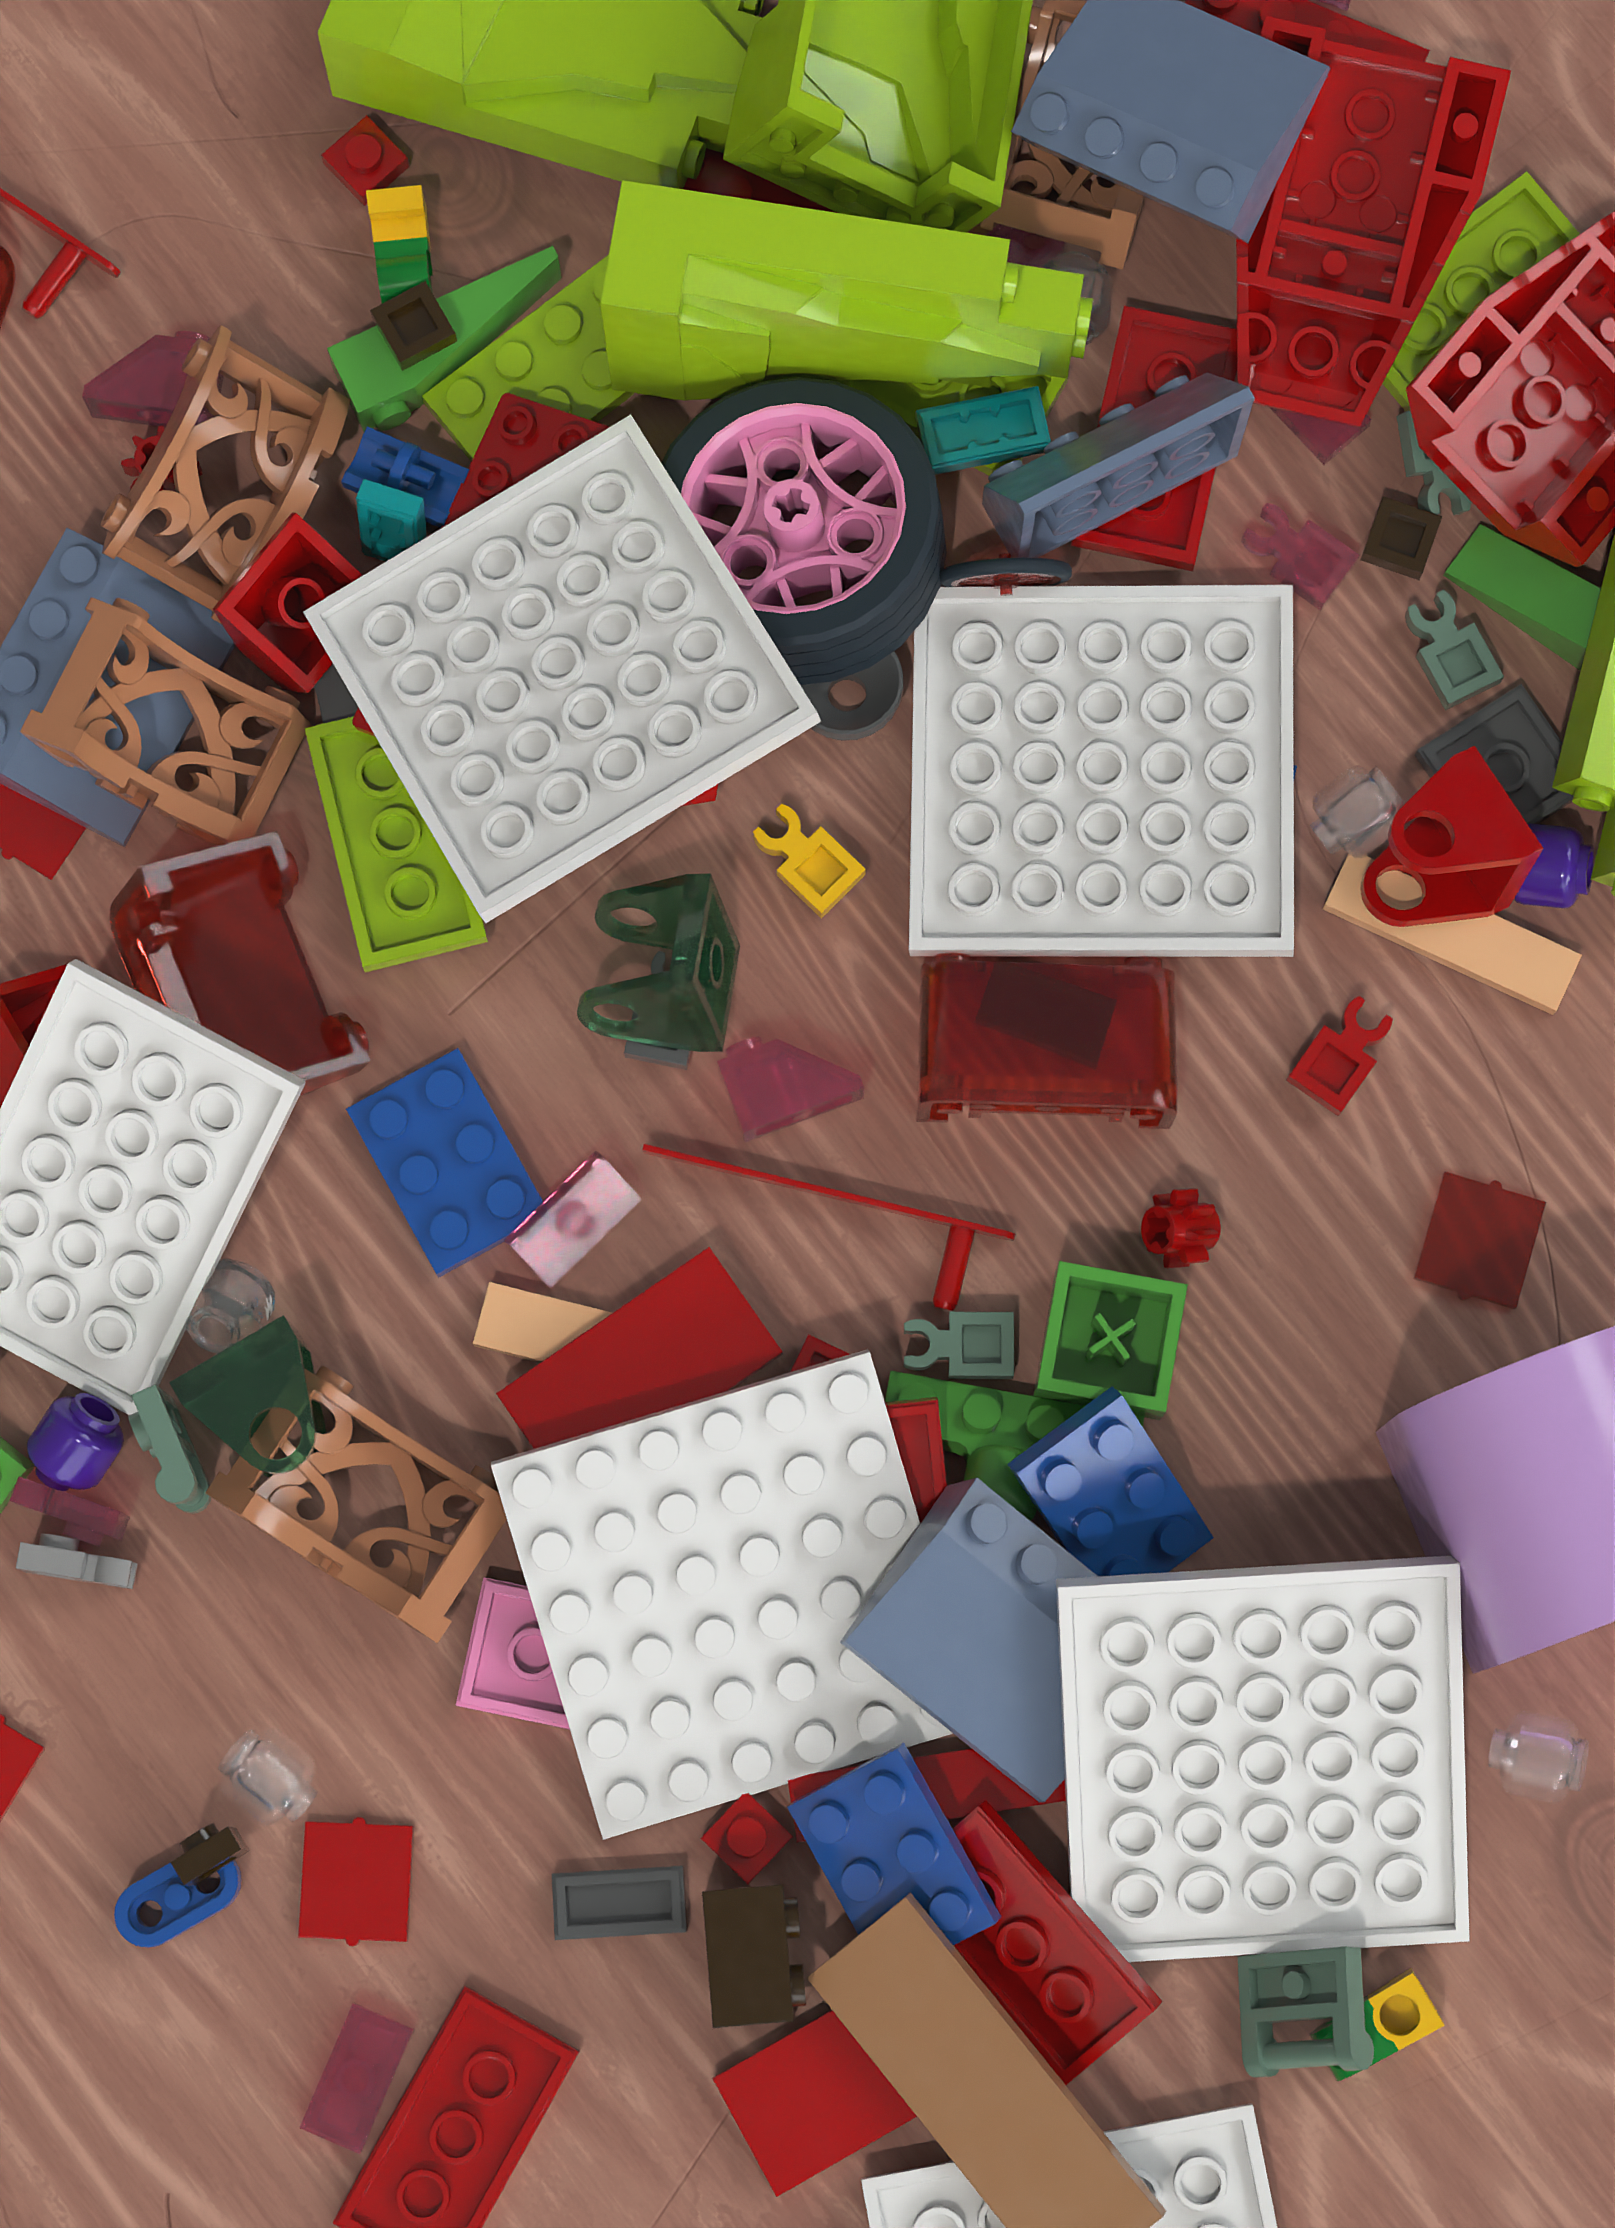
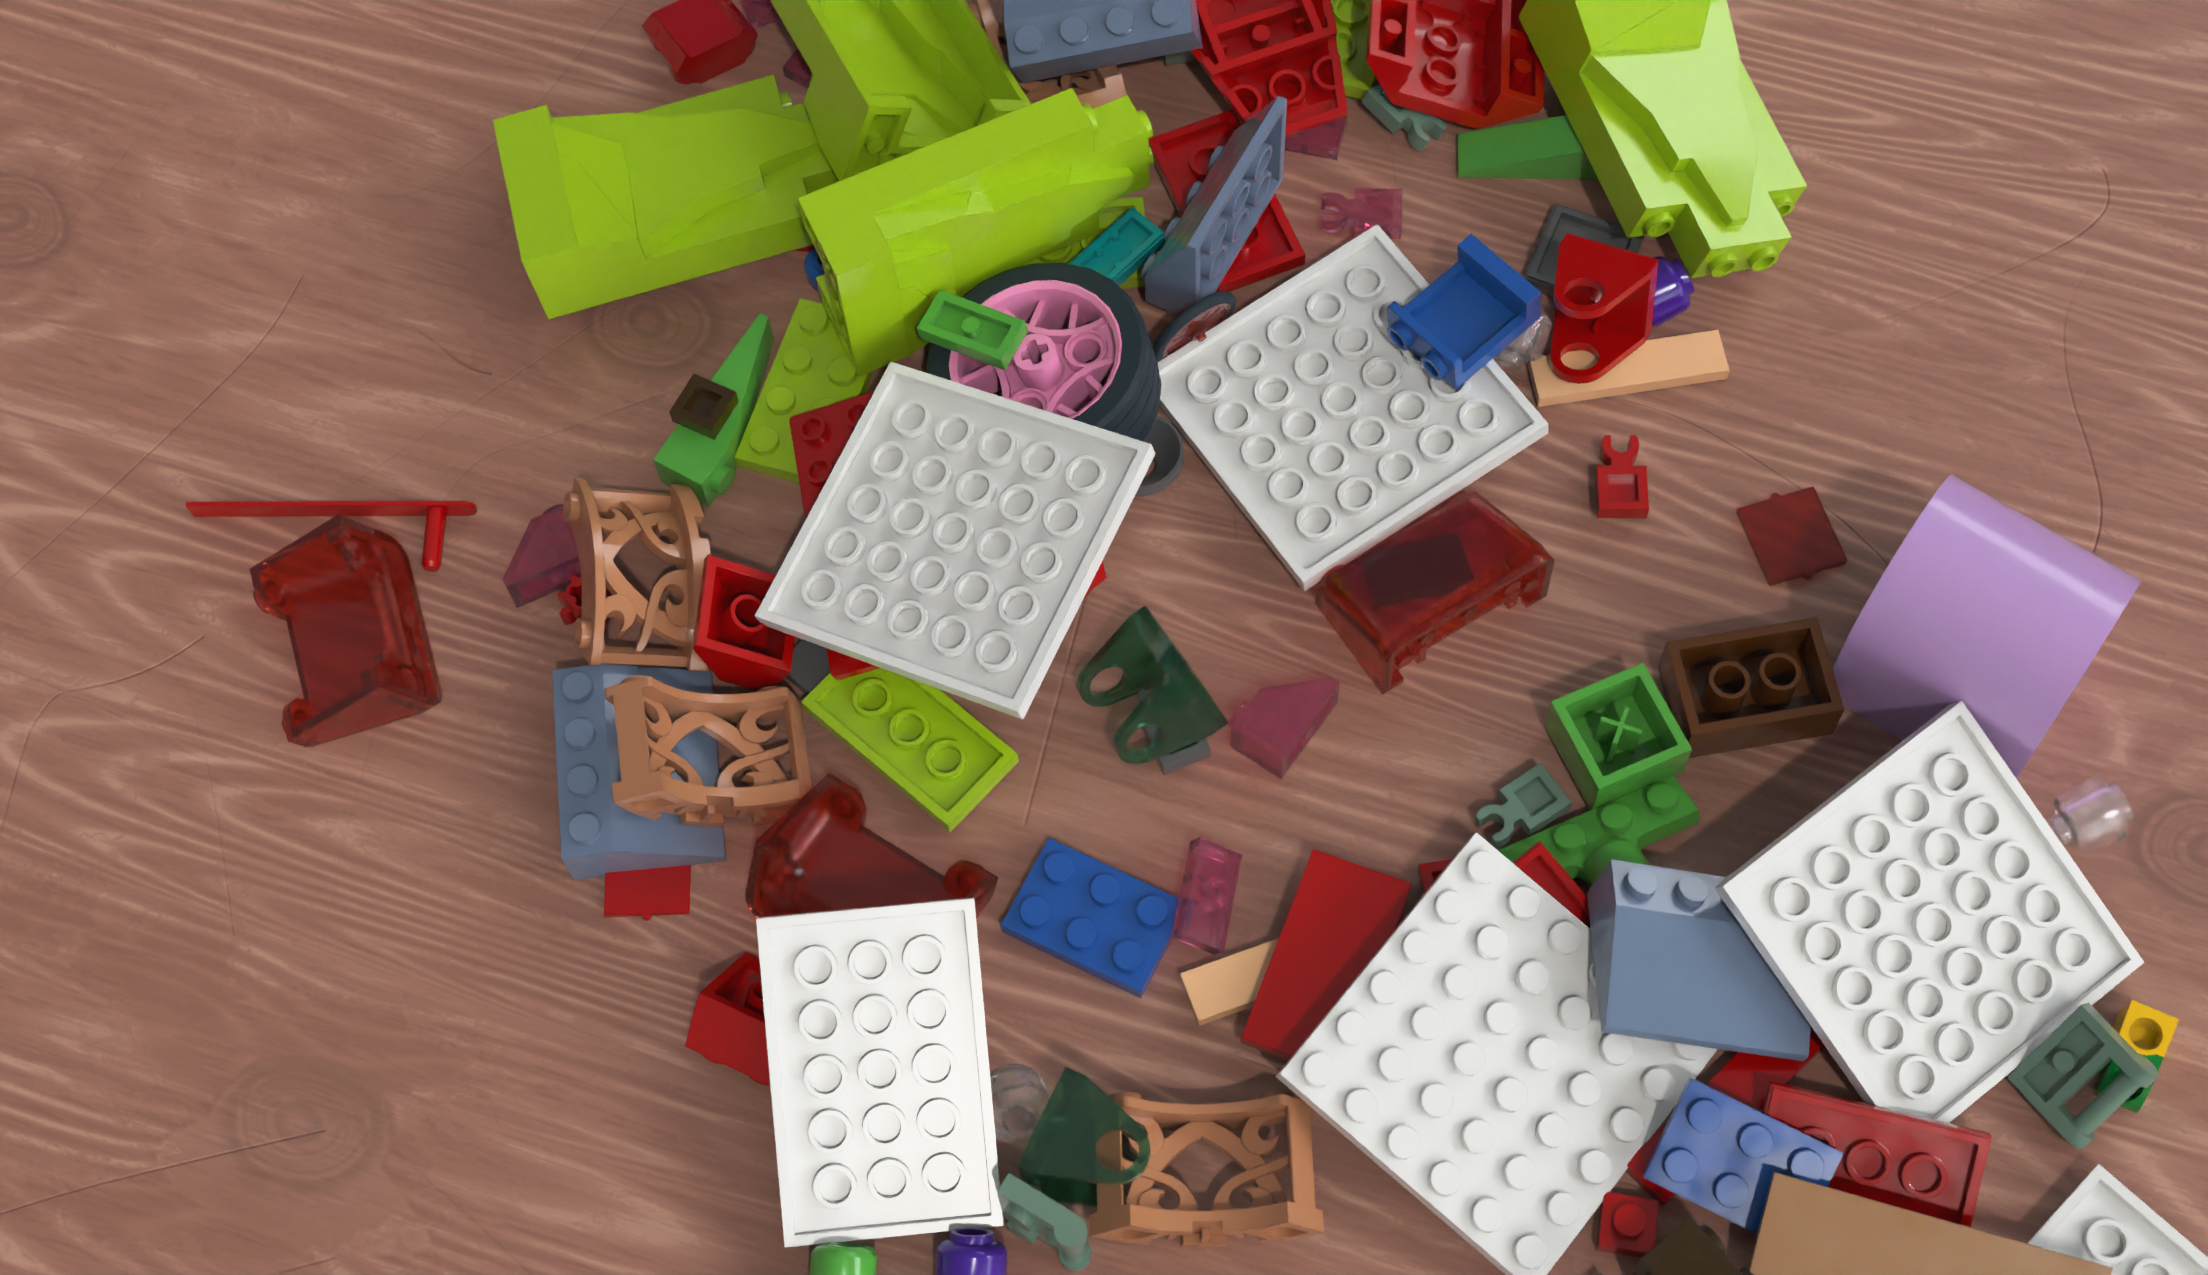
camera: 30 degrees left, 15 degrees down
(365, 159) = (596, 346): red plate -> none
(388, 520) = (769, 532): teal plate -> none
(400, 239) = (651, 373): leg -> none
(406, 469) = (759, 508): blue hips -> none
(508, 1661) = (1380, 1214): bright pink tile -> none
(742, 435) = (972, 329): none -> bright green plate
(814, 866) = (1202, 577): yellow plate -> none
(958, 1240) = (1465, 739): red piece -> none
(1110, 1492) = (1691, 821): blue plate -> none
(1180, 1228) = (1605, 642): red gear -> none
(1290, 1382) = (1751, 687): none -> reddish brown brick
(1293, 765) = (1465, 314): none -> blue panel
(1401, 538) = (1418, 167): dark brown plate -> none
(1455, 659) = (1504, 214): sand green plate -> none

